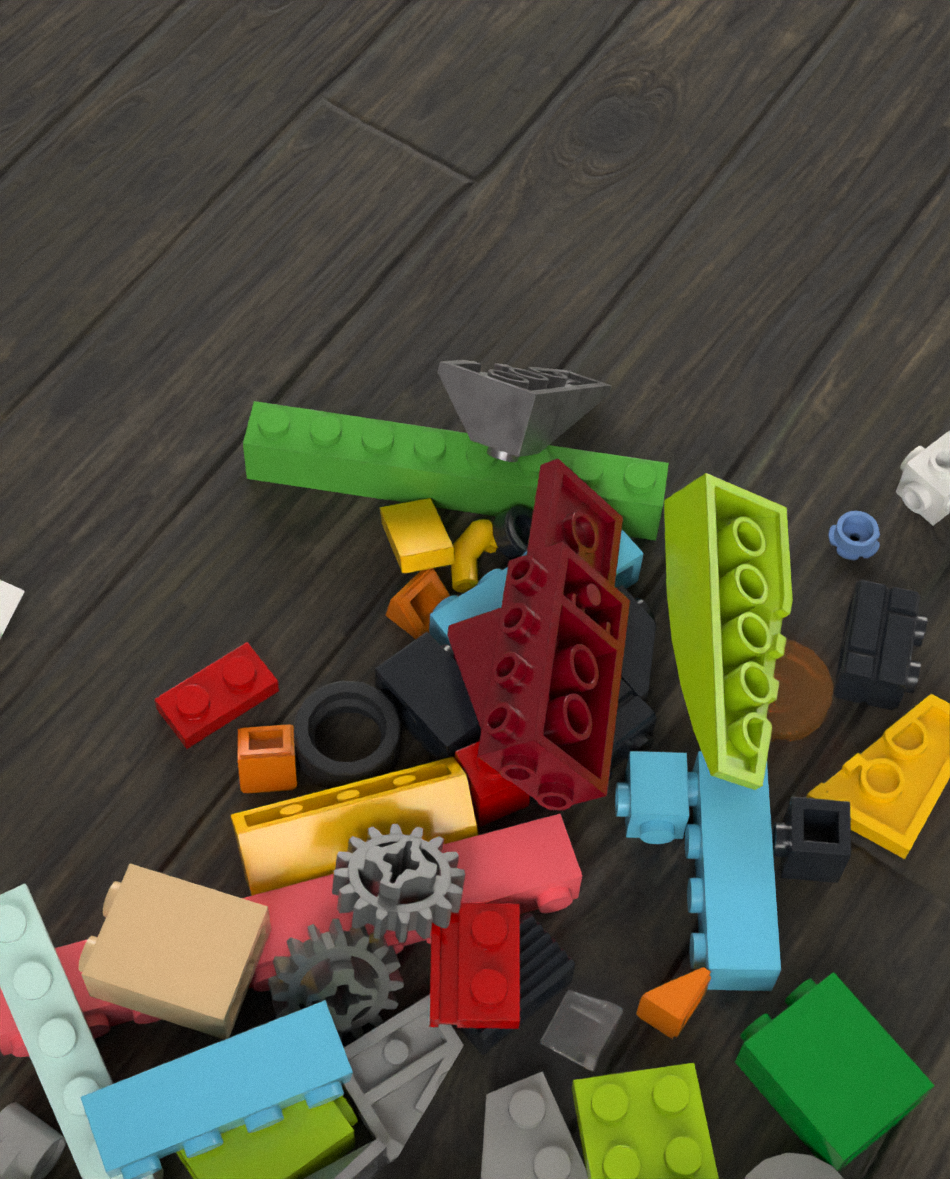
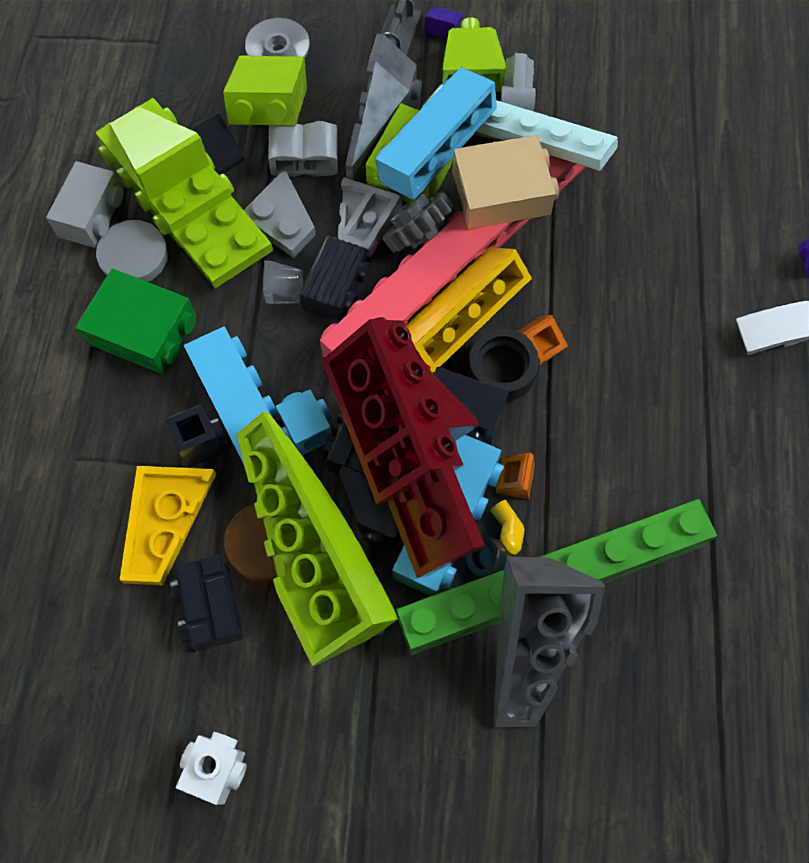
camera: 155 degrees right, 10 degrees up
(216, 695) = (593, 357): red plate -> none
(398, 882) = (396, 267): dark grey gear -> none
(417, 535) = (547, 511): yellow tile -> none
(477, 968) = (350, 259): red plate -> none
(674, 1002) = (239, 313): orange slope -> none
(857, 525) = (248, 687): medium blue plate -> none

